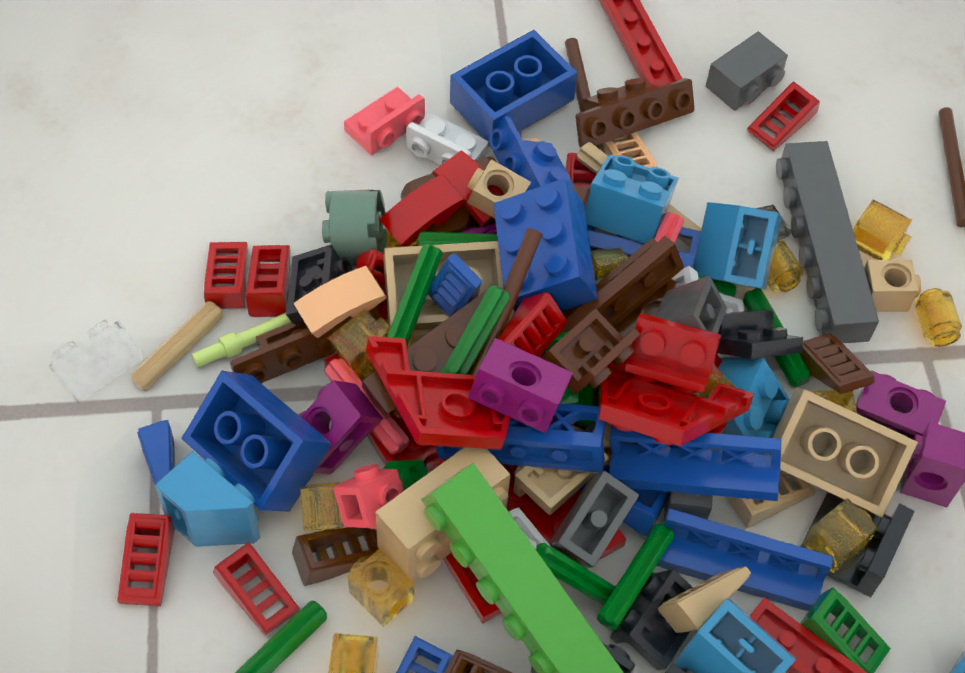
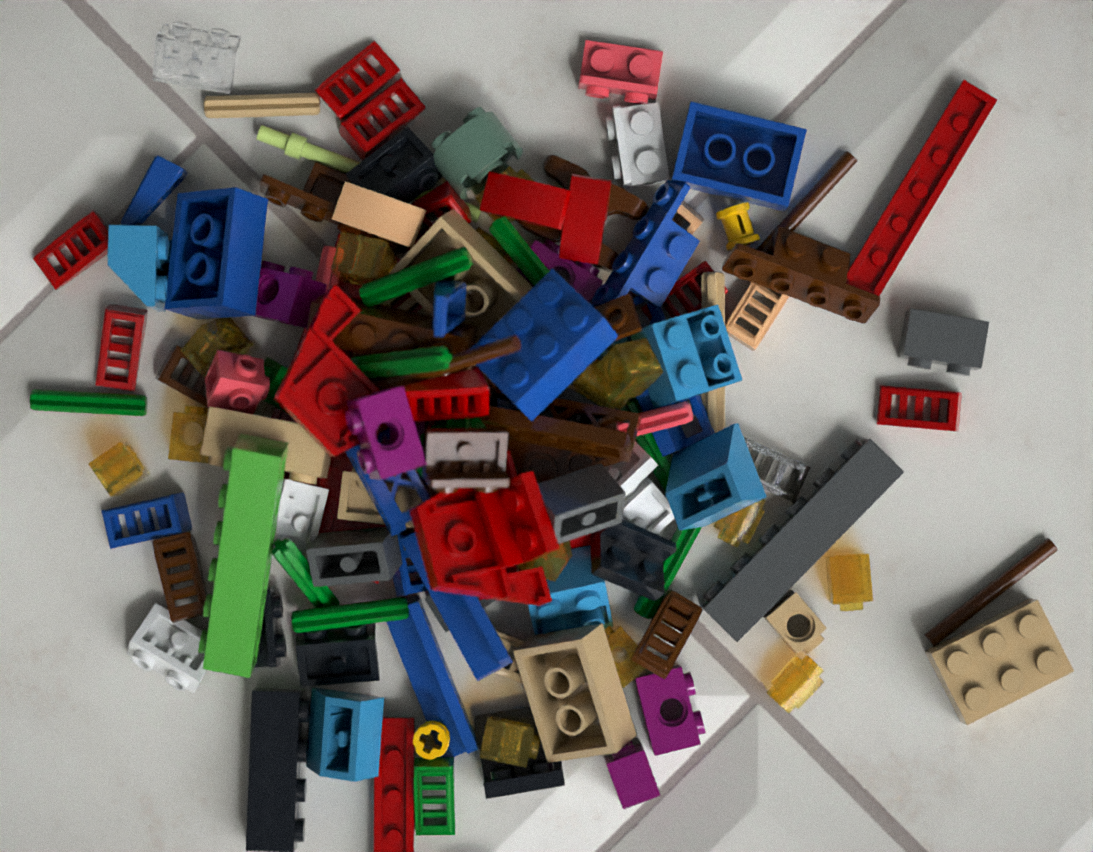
camera: 55 degrees right, 30 degrees up
(498, 175) = (578, 268): tan brick -> none
(558, 126) = (737, 225): none -> yellow bush
(600, 238) = (628, 370): none -> clear yellow brick
(695, 606) = (368, 679): tan slope -> none
(796, 591) = (419, 742): none -> yellow bush

